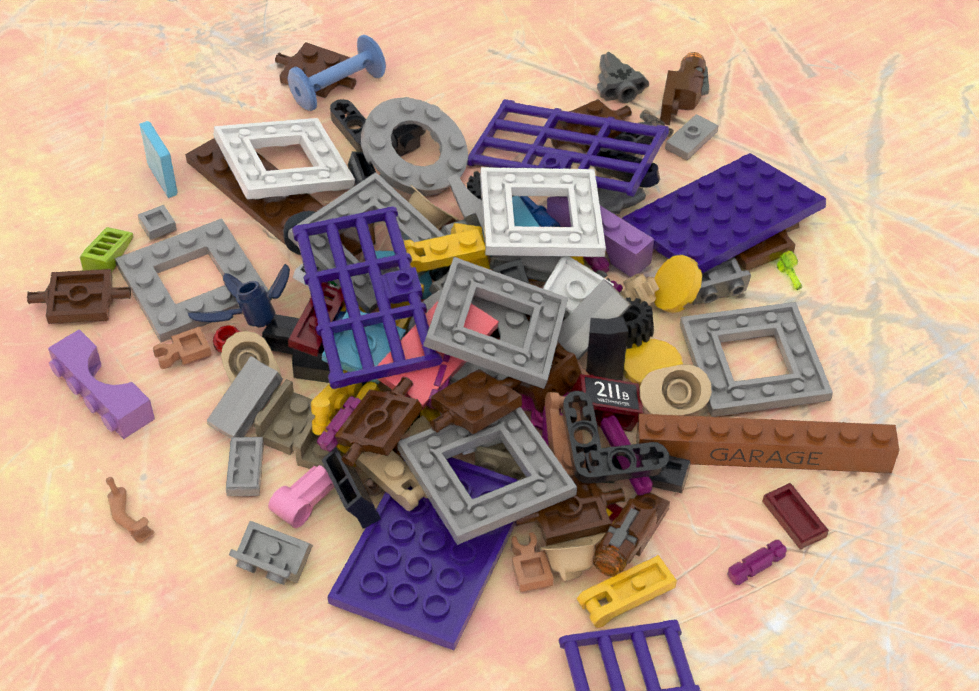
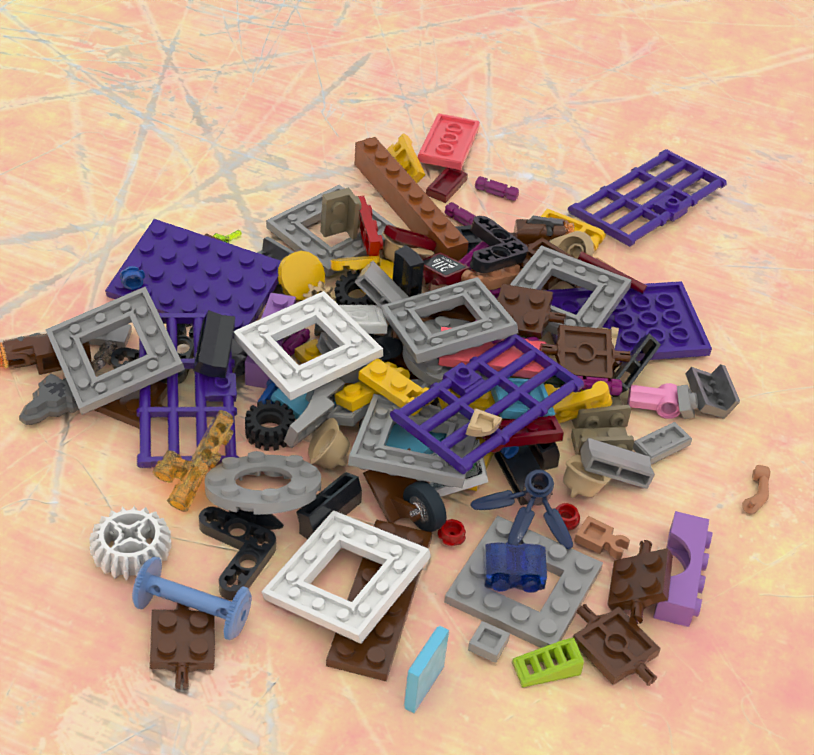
camera: 125 degrees left, 5 degrees down
(112, 336) = (640, 580): none -> reddish brown plate
(196, 254) = (515, 567): none -> clear blue brick
(271, 510) = (687, 401): none -> light grey plate
(278, 254) = (452, 533): none -> red plate
(328, 257) = (483, 424): none -> tan tile
(424, 69) = (129, 533): none -> white gear
(472, 121) = (193, 472): none -> clear yellow piece
(504, 559) = (635, 284): none -> dark red bar
(583, 153) = (214, 345): none -> black piece
(663, 325) = (353, 263): none -> yellow tile
(665, 115) = (93, 391): none -> light grey plate
(682, 389) = (410, 237): none -> dark red tile
(715, 496) = (460, 214): none -> magenta axle
(722, 362) = (369, 229): none -> red plate
(740, 157) = (132, 277): none -> blue plate
(740, 334) = (340, 213): none -> dark tan bracket
(854, 483) = (406, 157): none -> yellow plate
(884, 559) = (448, 141): none -> coral tile

